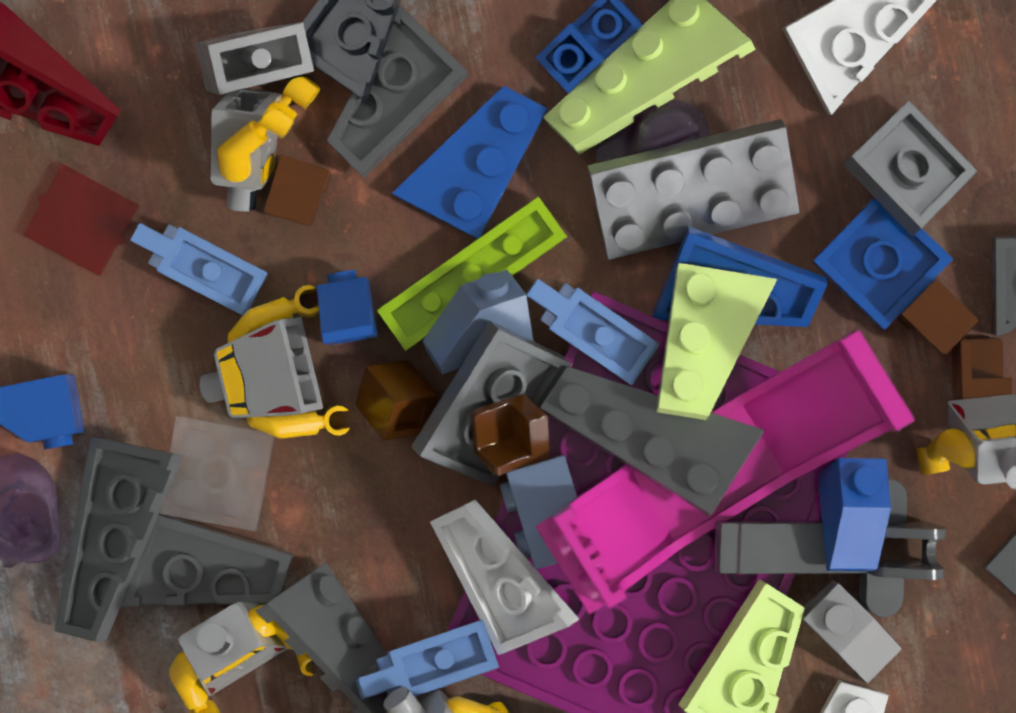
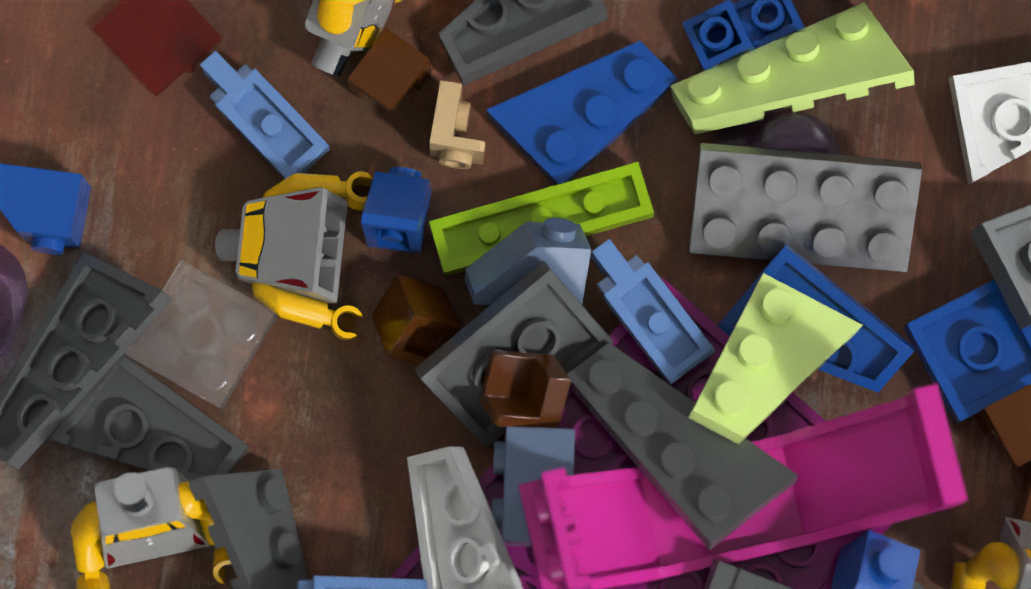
camera: 20 degrees right, 10 degrees down
(363, 213) = (452, 118): none -> tan bracket

